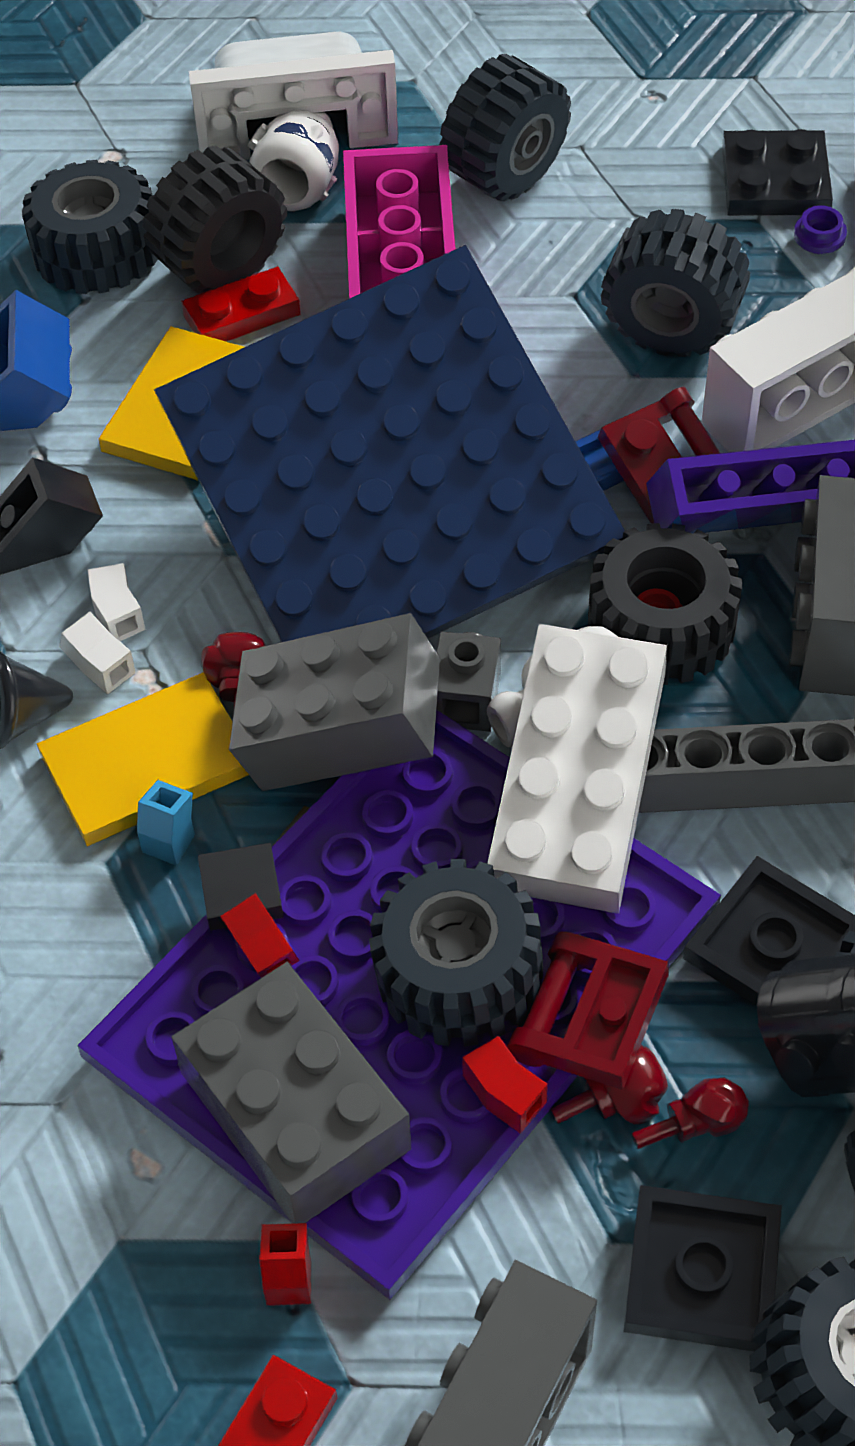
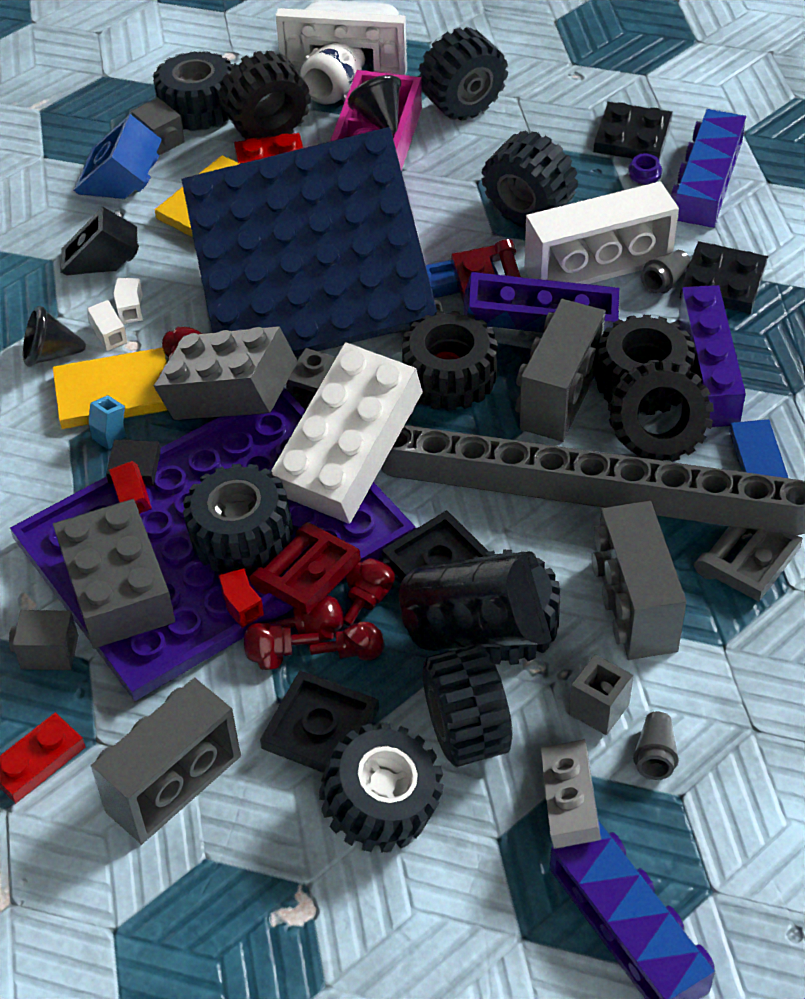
camera: 15 degrees right, 5 degrees down
(57, 287) = (163, 122): none -> dark grey brick
(207, 1231) = (44, 639): none -> dark grey brick
(285, 1264) = (79, 666): red piece -> none
(410, 203) = (378, 101): none -> black hat
(572, 1143) = (270, 641): none -> dark red piece
(685, 1013) = (368, 585): none -> dark red piece

